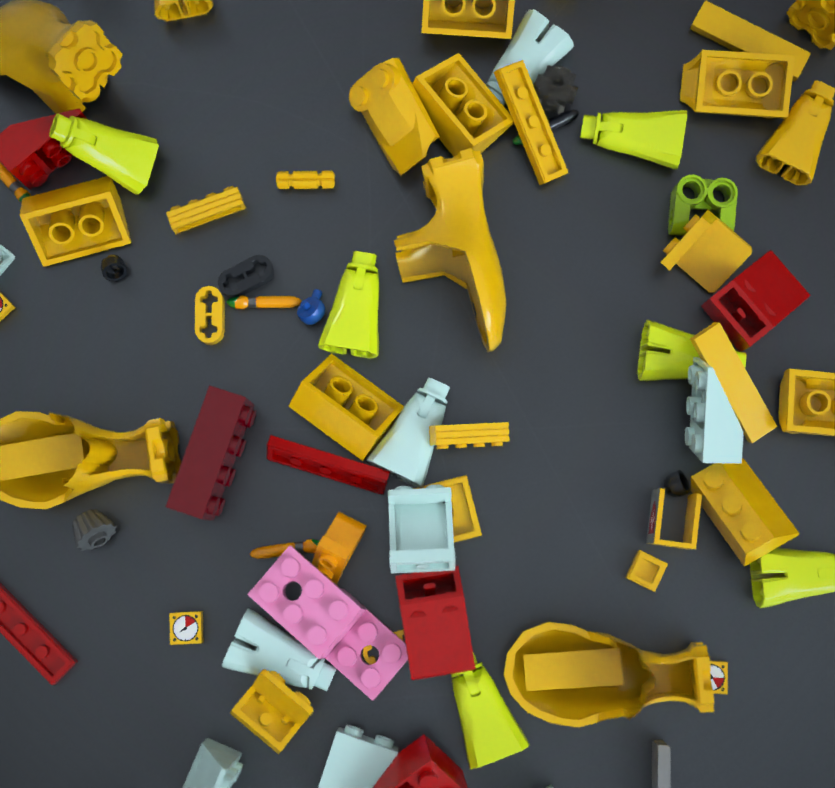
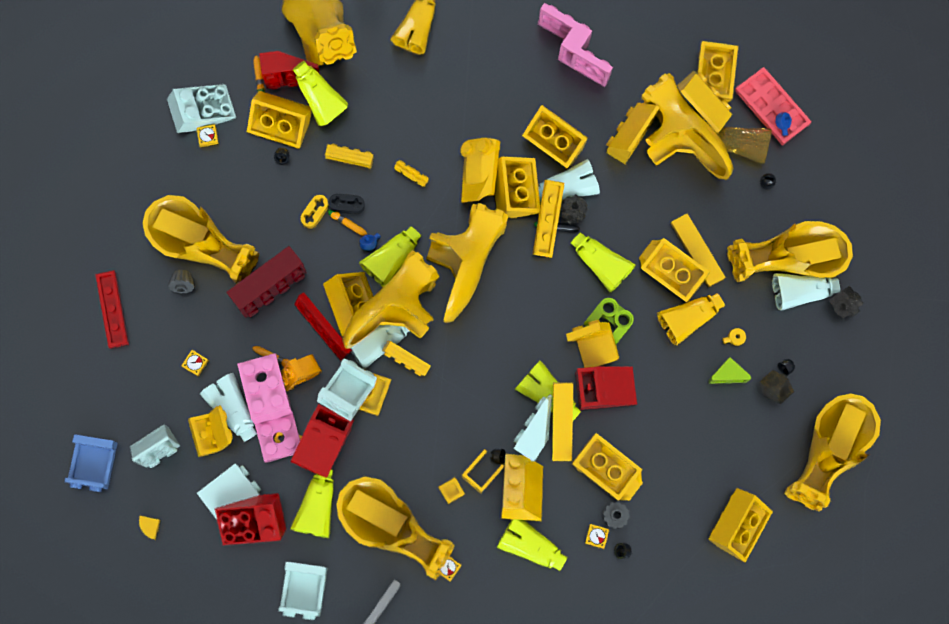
camera: 25 degrees right, 5 degrees down
(410, 365) = (396, 302): none -> yellow animal

